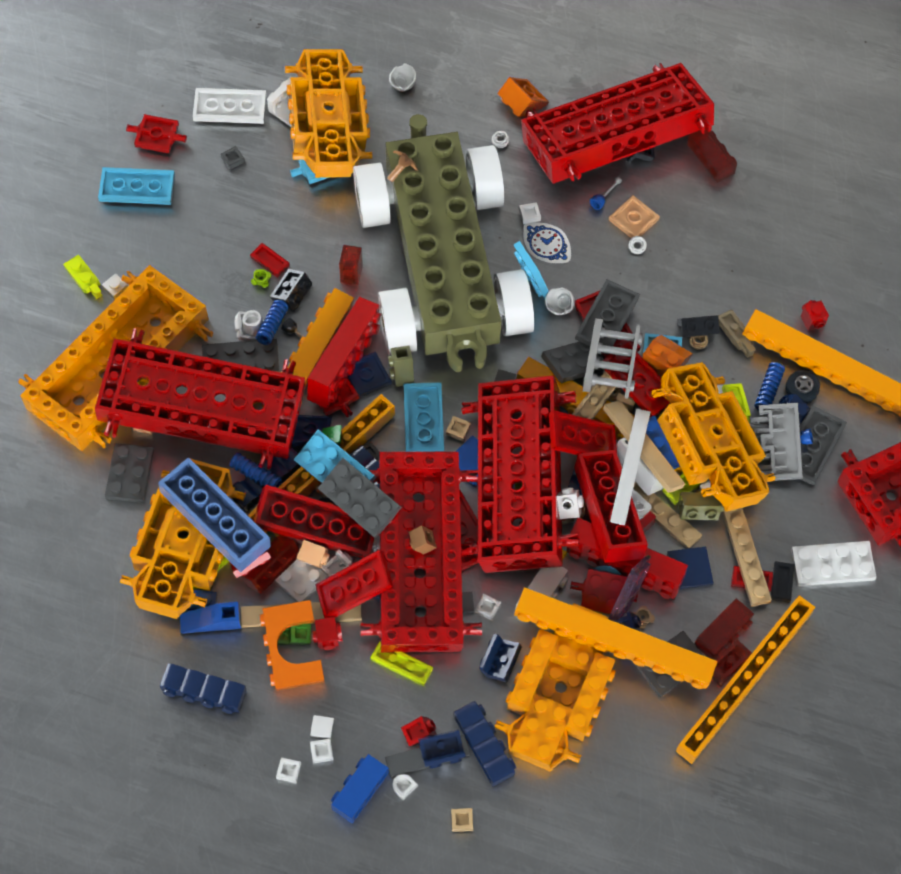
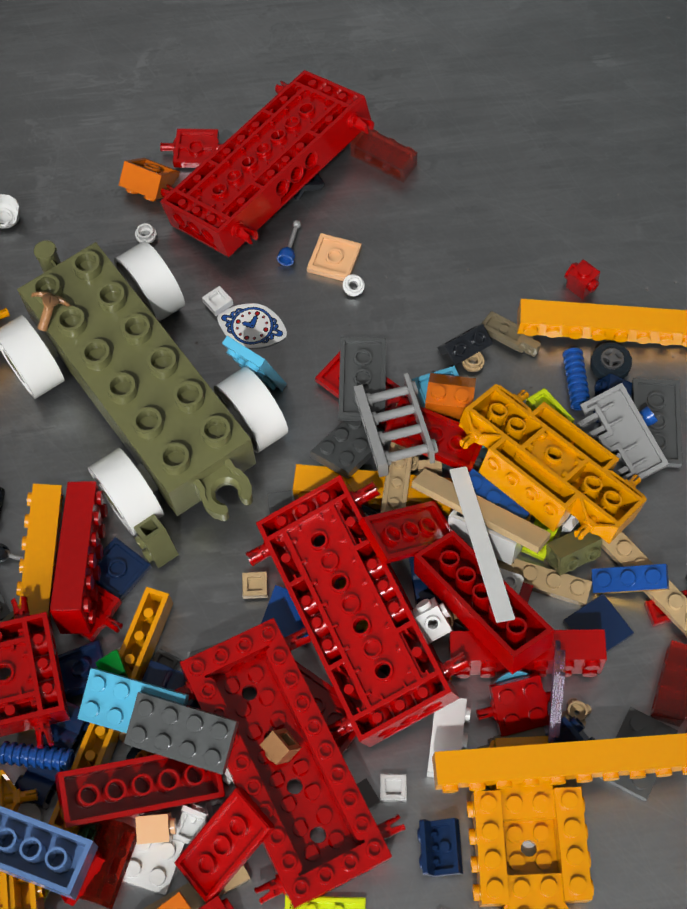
camera: 20 degrees left, 0 degrees up
(350, 265) = (40, 448): clear red brick -> none
(423, 417) = (209, 592): medium azure plate -> none
(560, 301) = (300, 384): white hair -> none
(567, 86) = (192, 146): none -> red plate
(729, 544) = (630, 579): none -> blue plate

